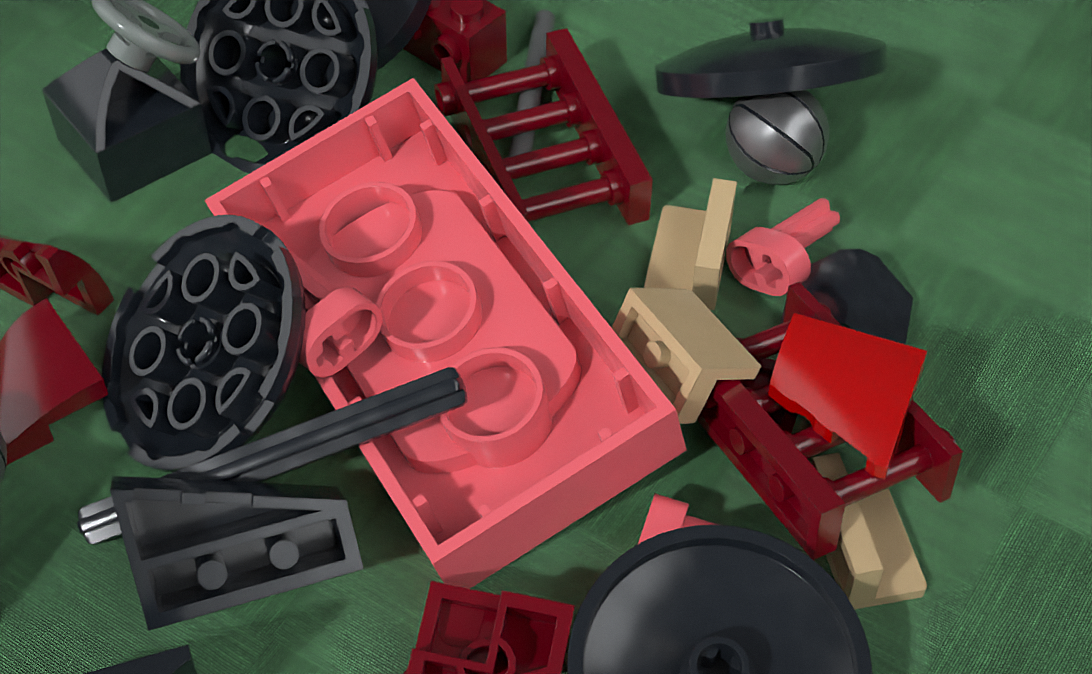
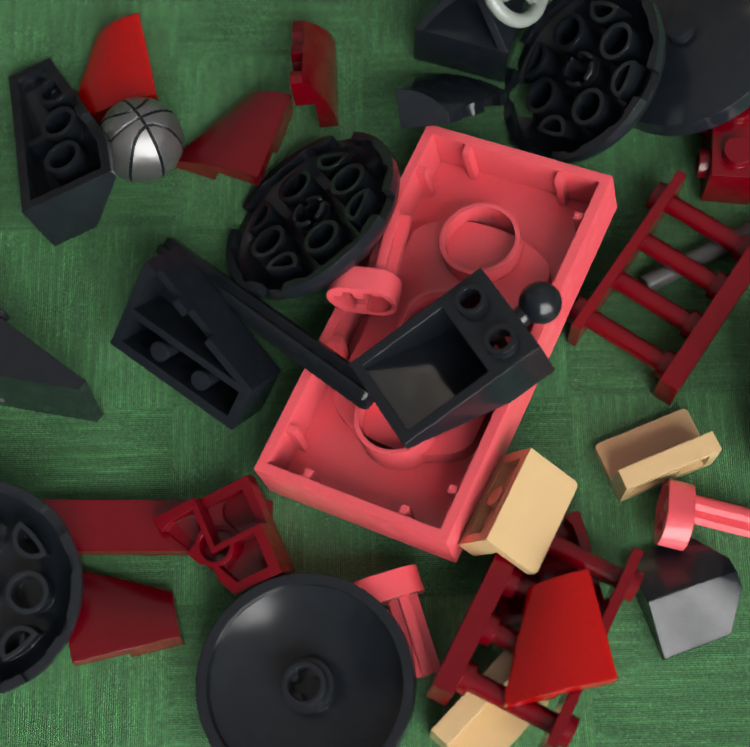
camera: 55 degrees right, 20 degrees up
(185, 187) = (444, 99): none -> black slope
(491, 271) = (444, 359): none -> black slope

